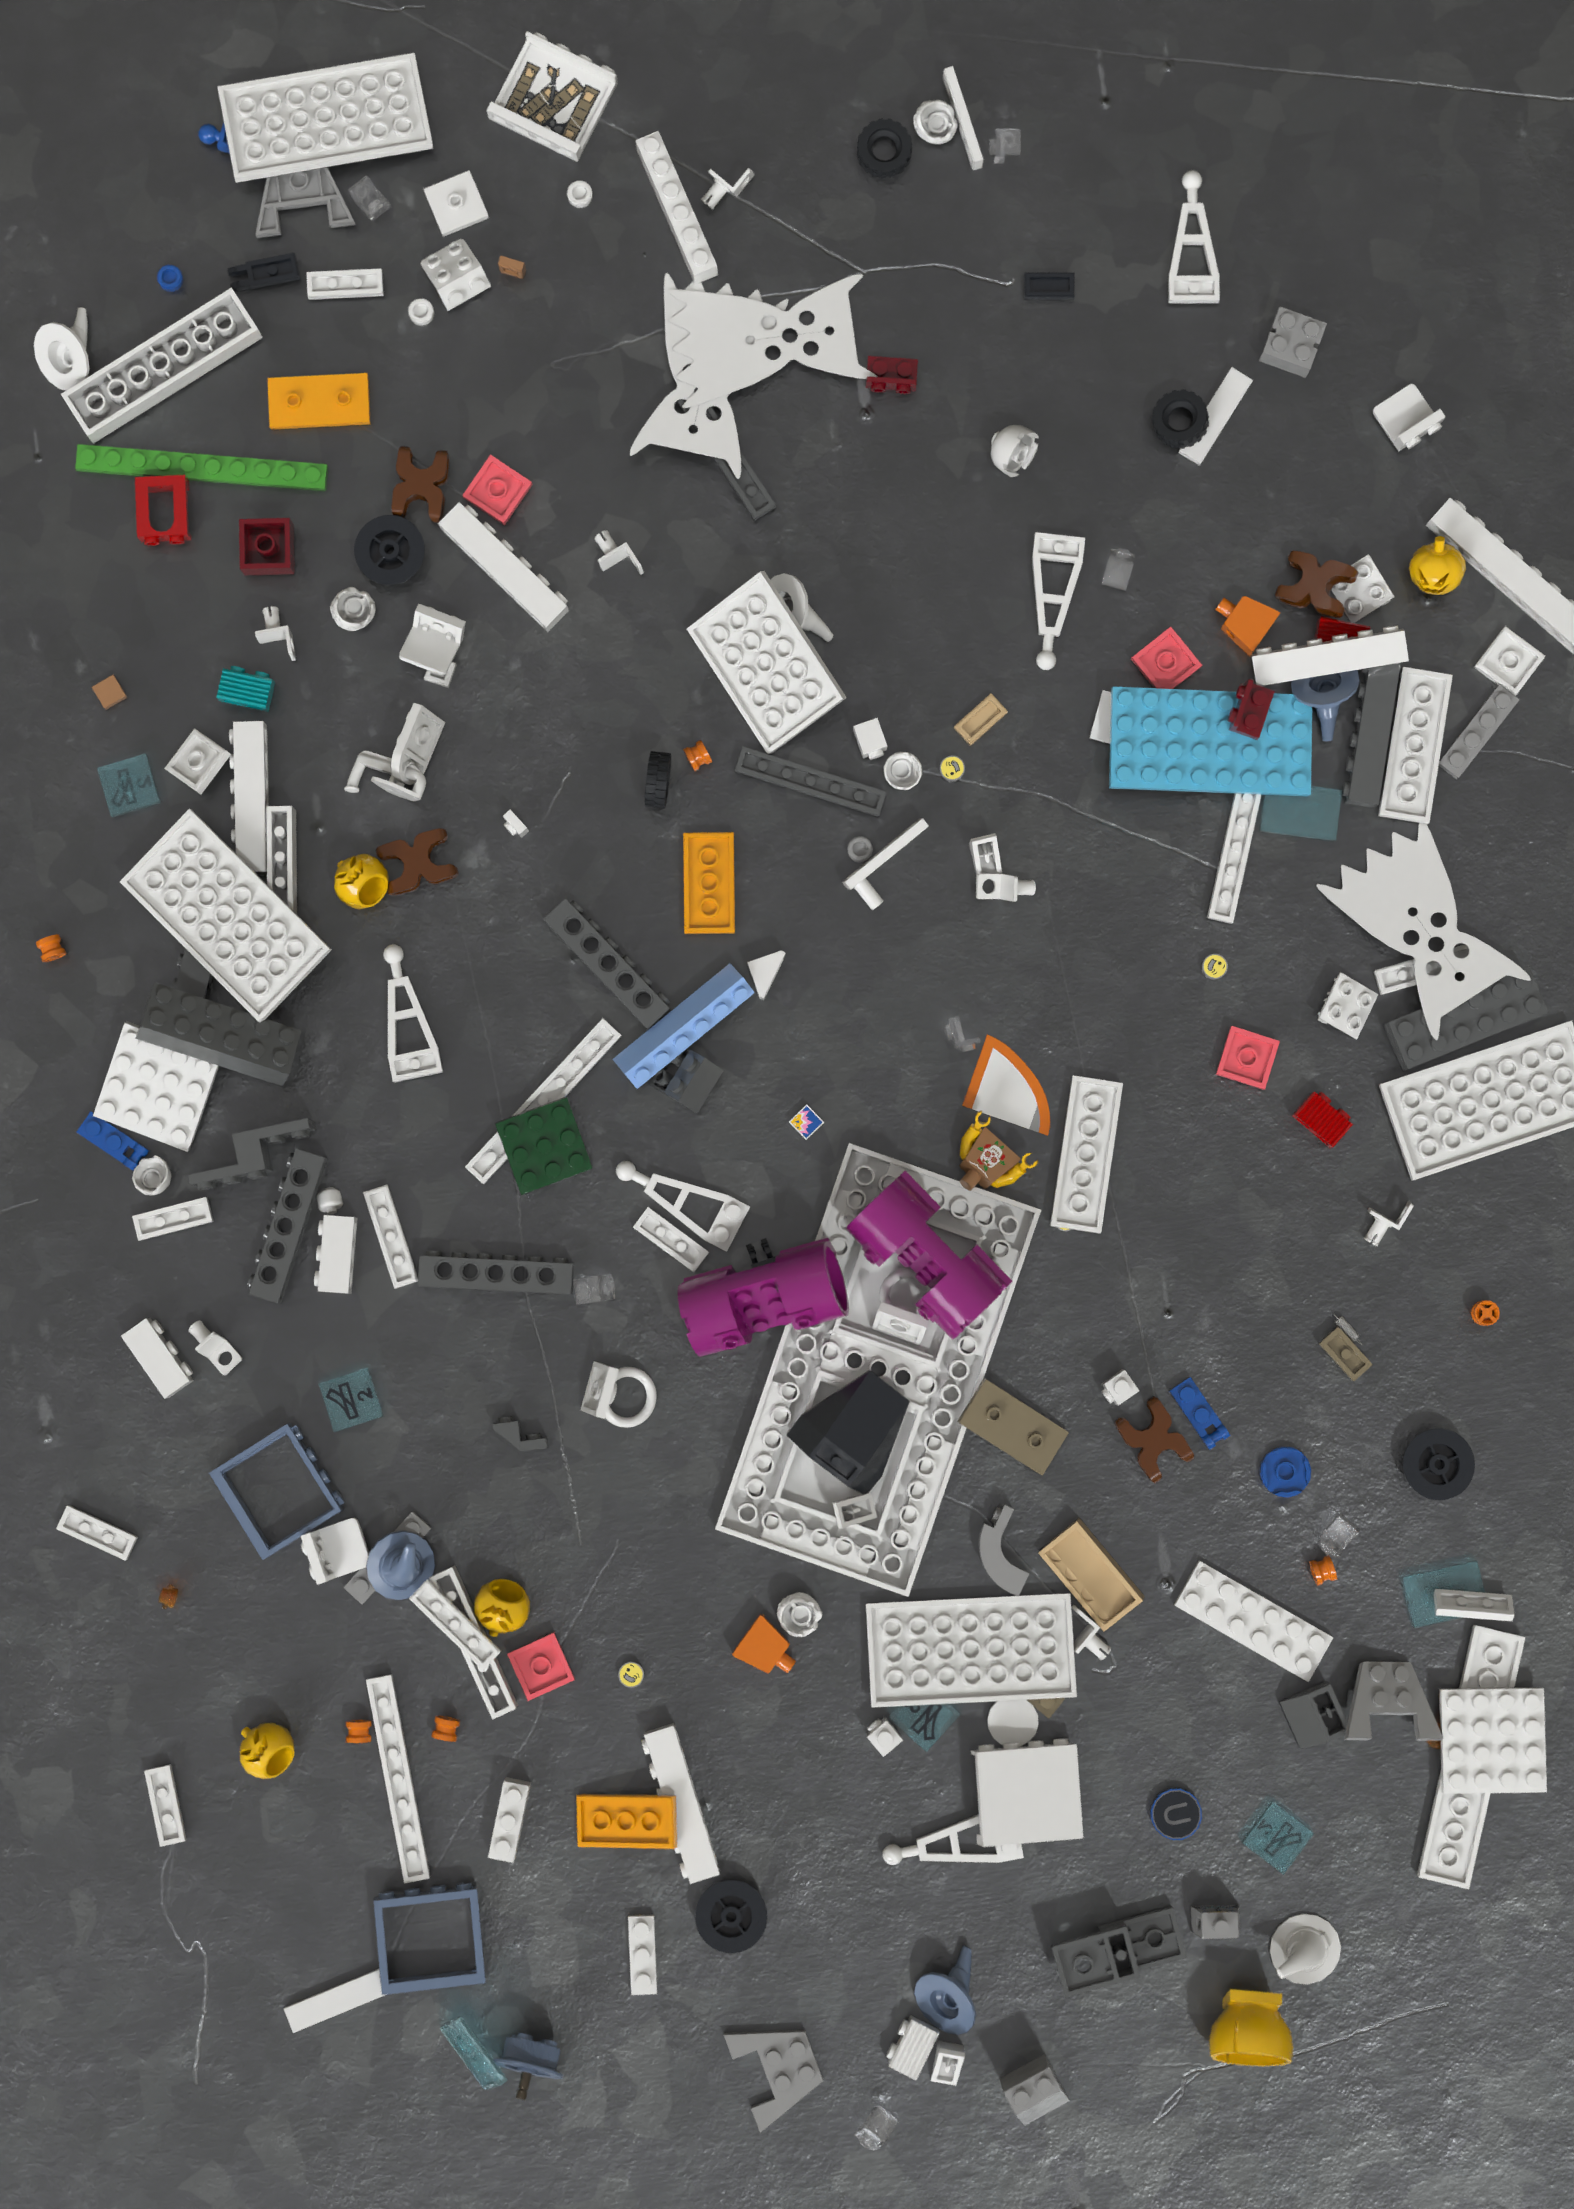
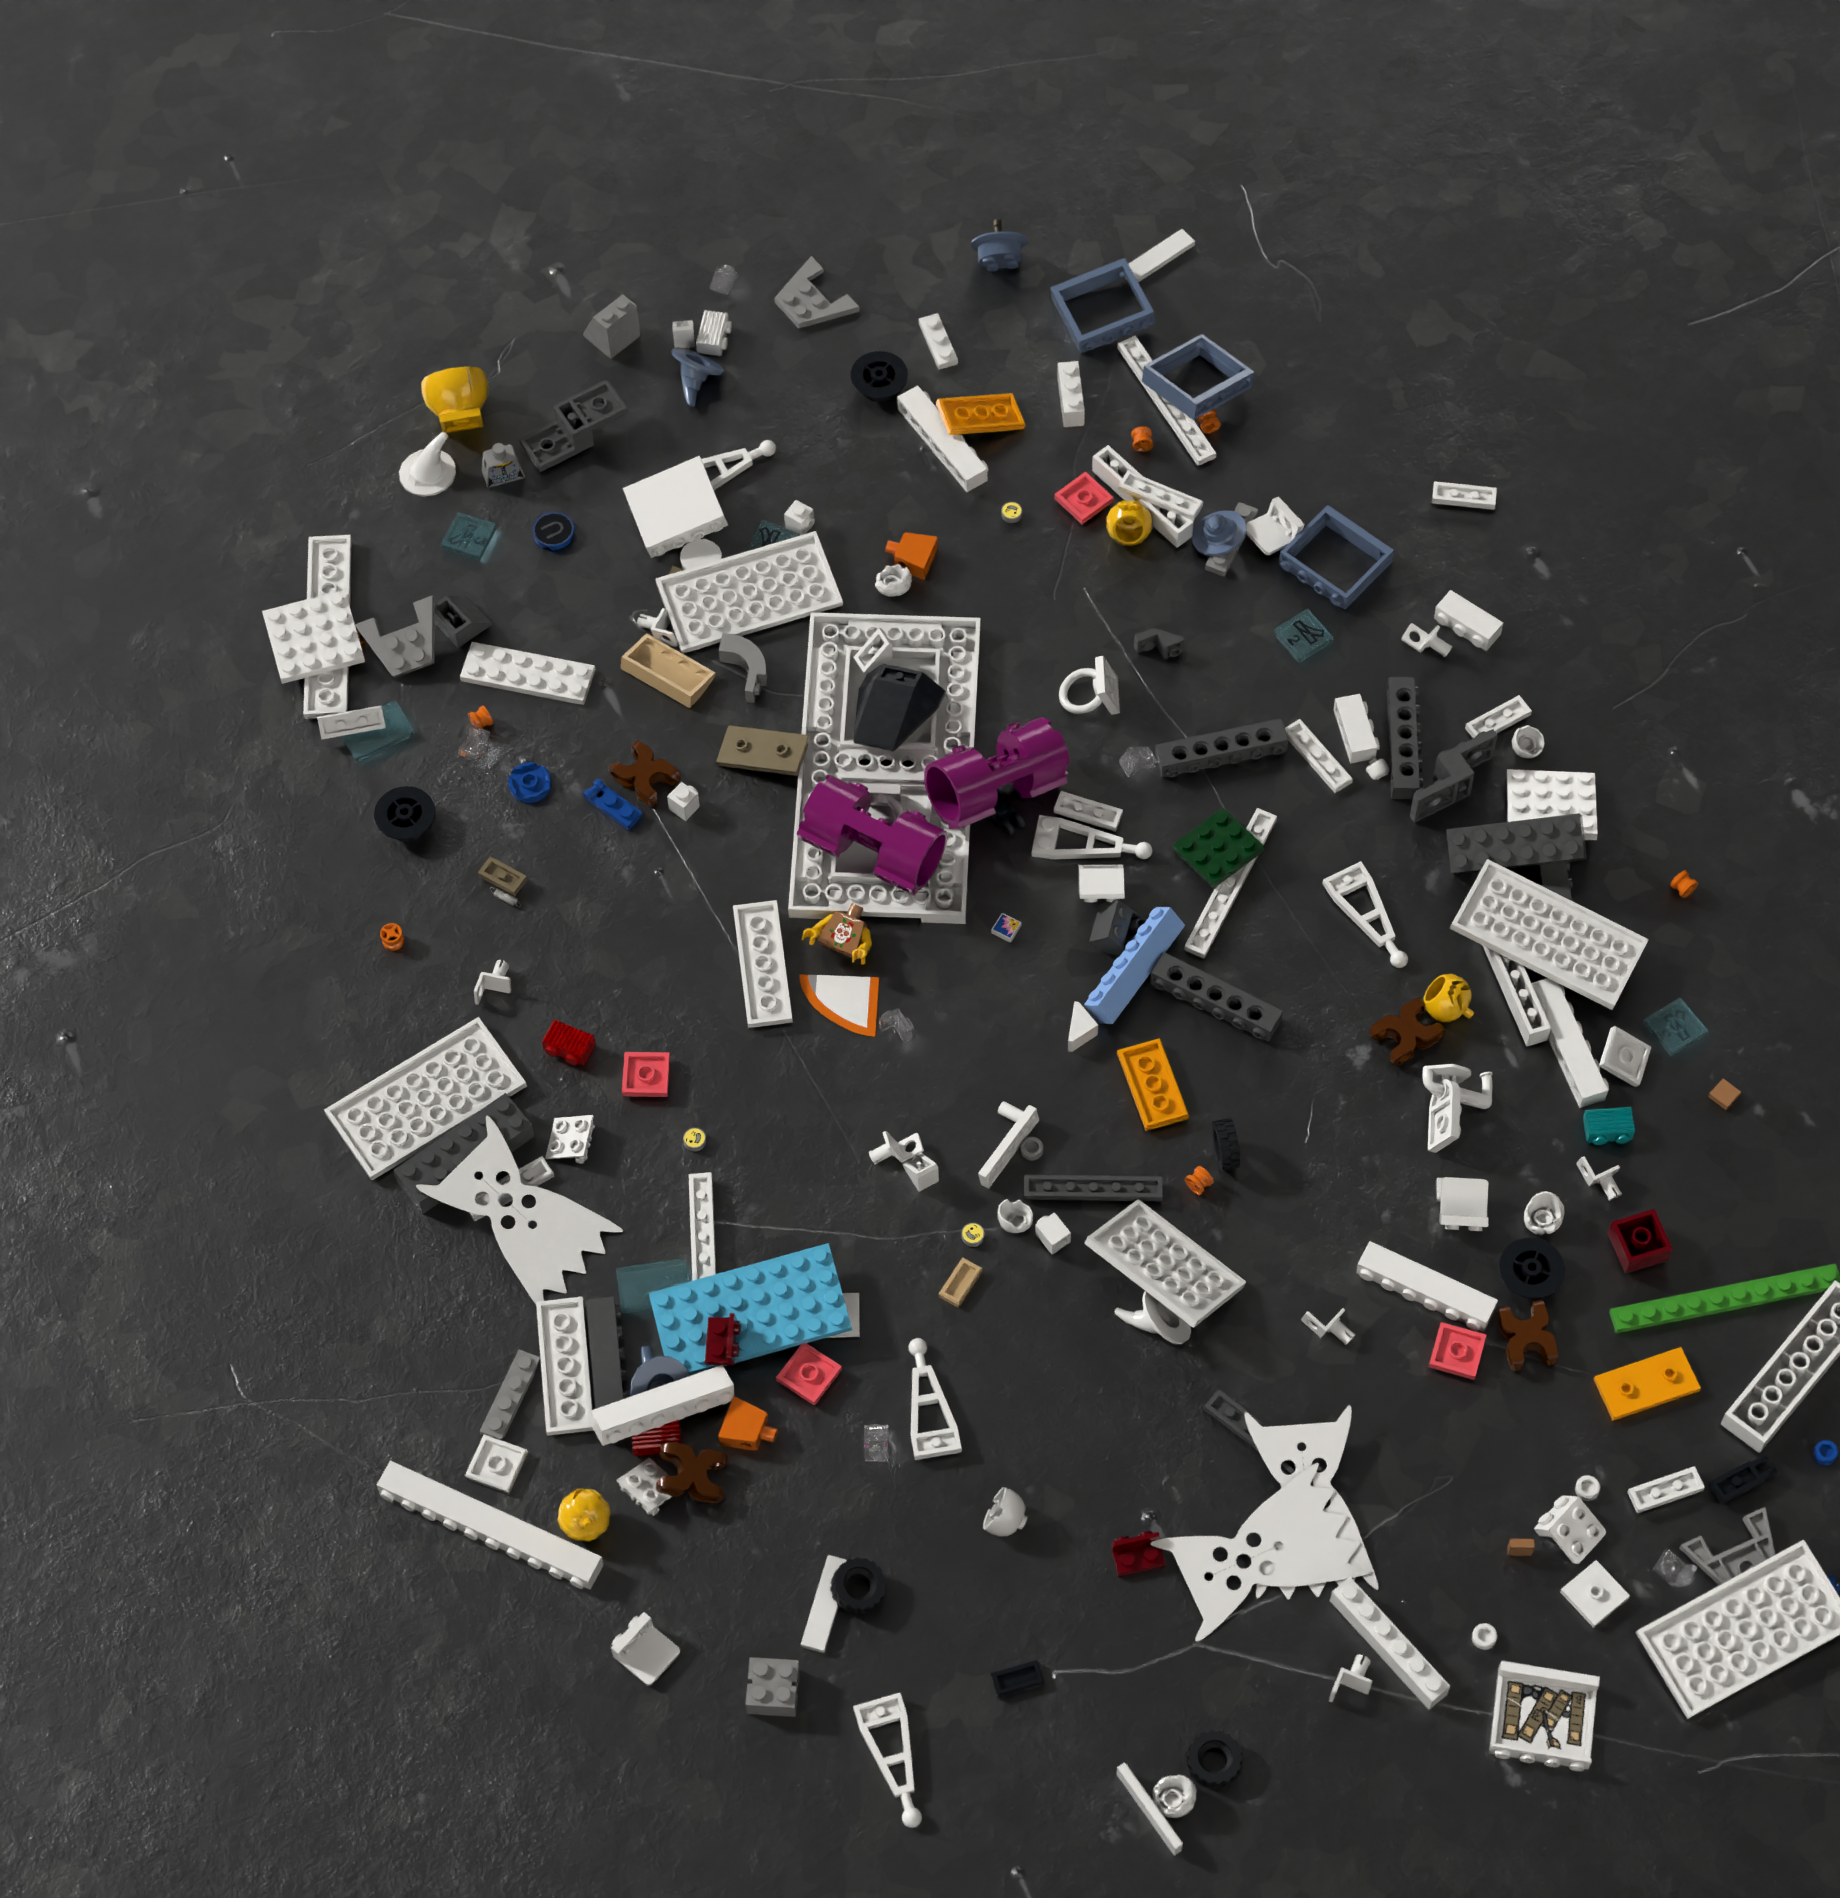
camera: 165 degrees right, 25 degrees down
(112, 1140) = (1569, 761): blue plate -> none
(165, 1805) = (1335, 339): white plate -> none
(168, 1597) = (1390, 468): clear orange plate -> none
(179, 486) = (1751, 1271): red panel -> none
(266, 1750) = (1273, 387): yellow piece -> none
(313, 1811) = (1239, 381): none -> sand blue window
(473, 2053) = (1043, 244): clear light blue tile -> none
(514, 824) = (1335, 1083): white plate -> none
(688, 1134) = (1101, 882): none -> white slope
(1005, 143) = (1101, 1790): clear bracket -> none

